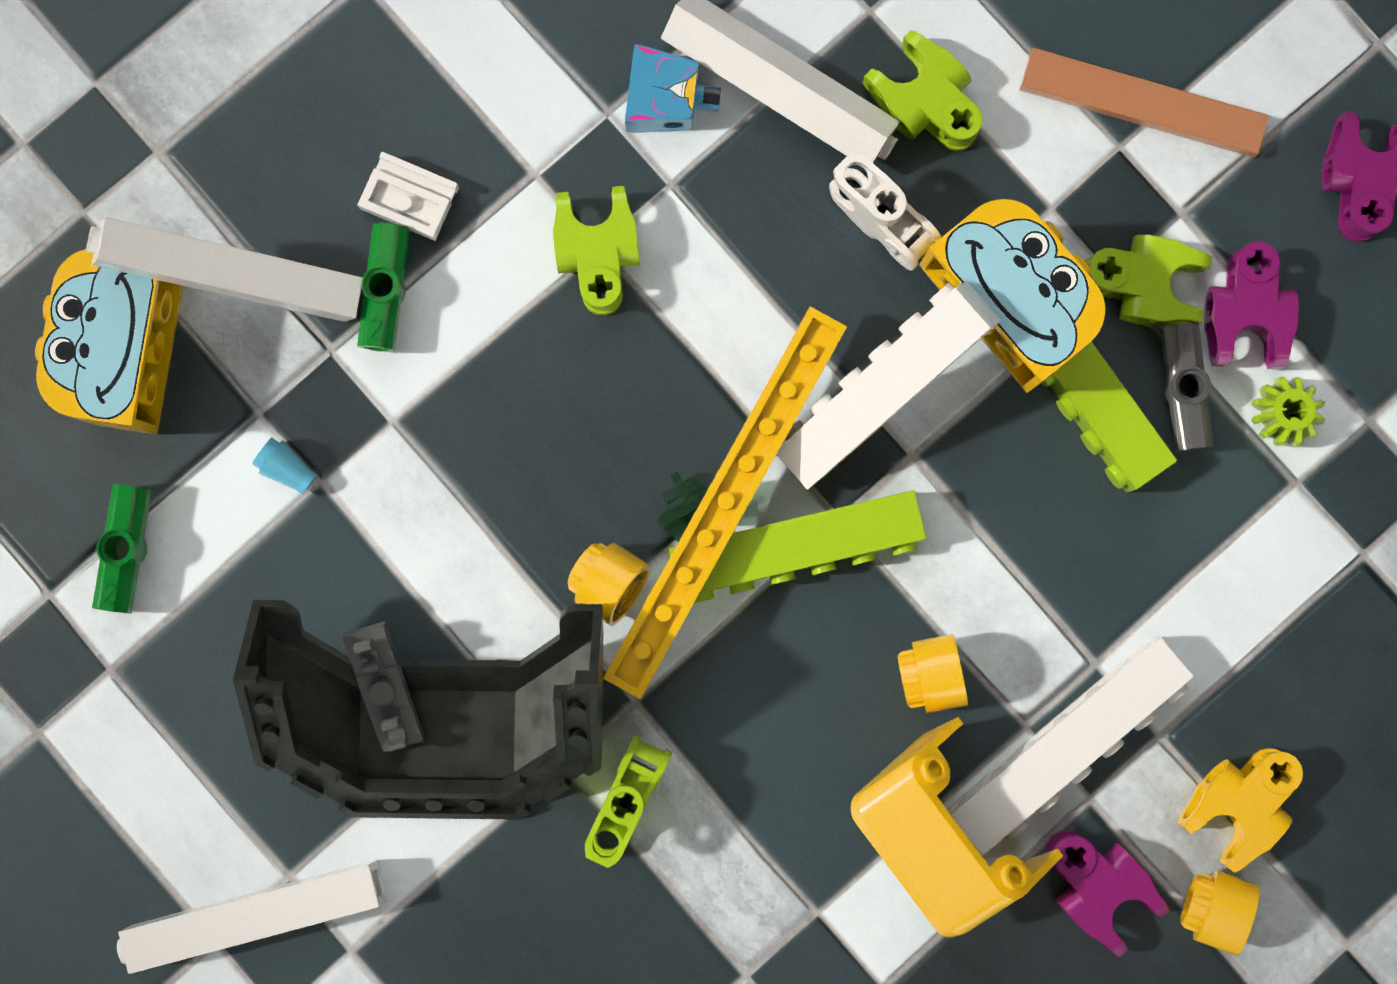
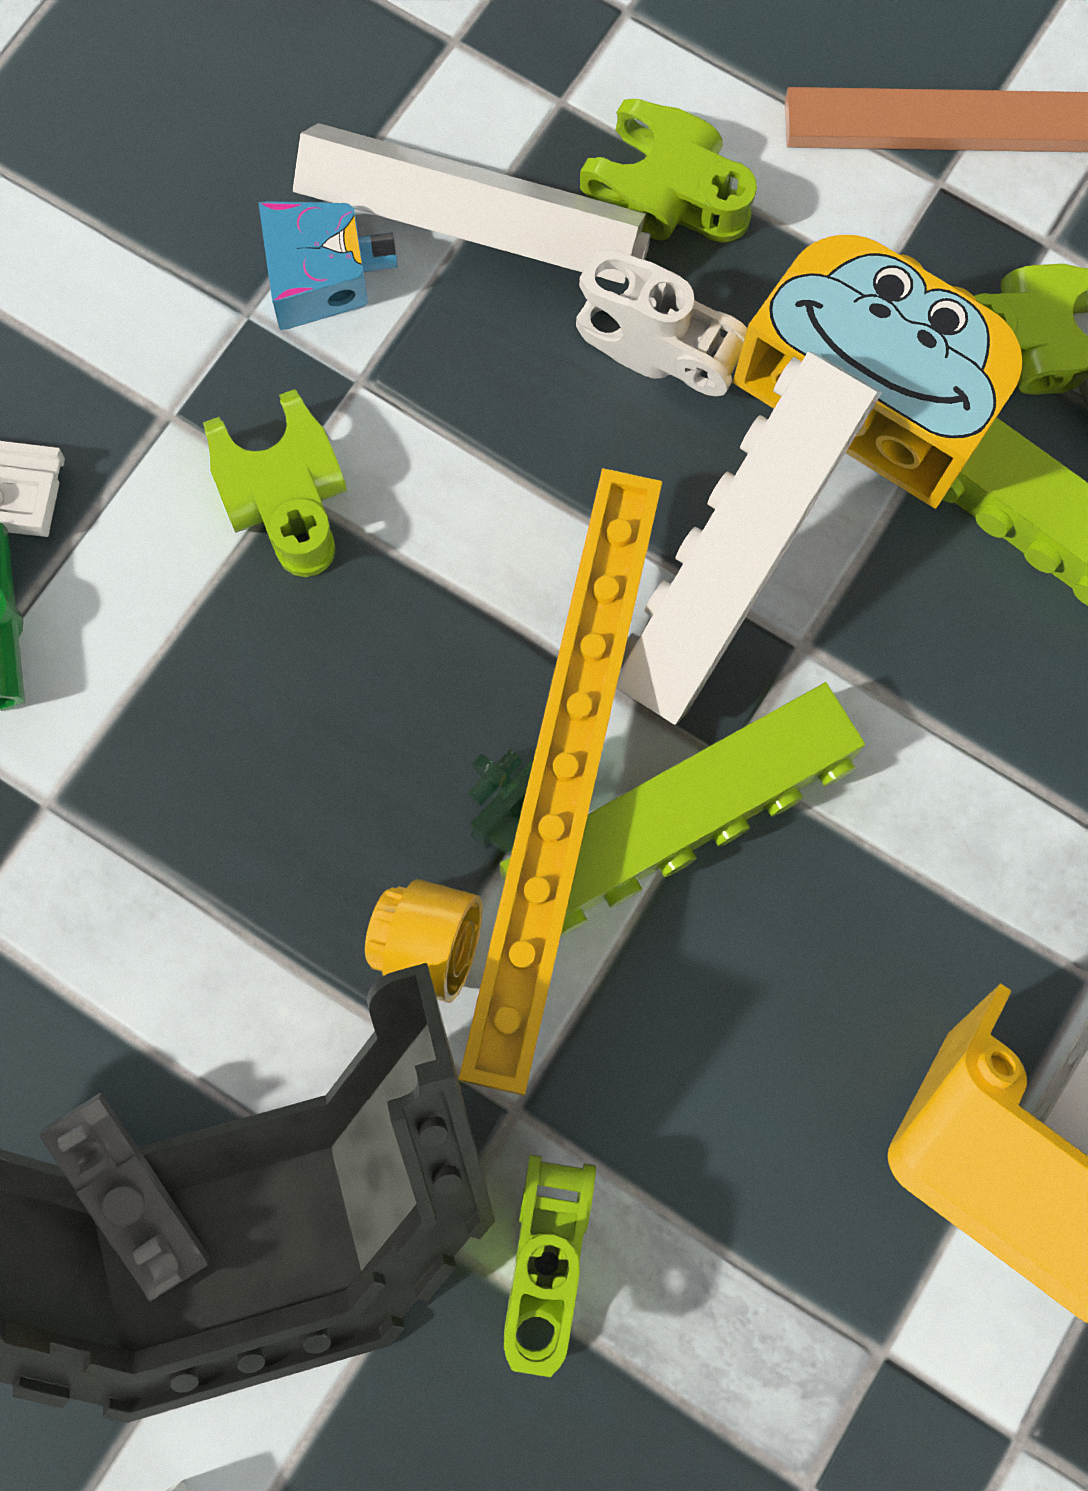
camera: 20 degrees left, 10 degrees down
(933, 674) = (941, 936): yellow piece -> none

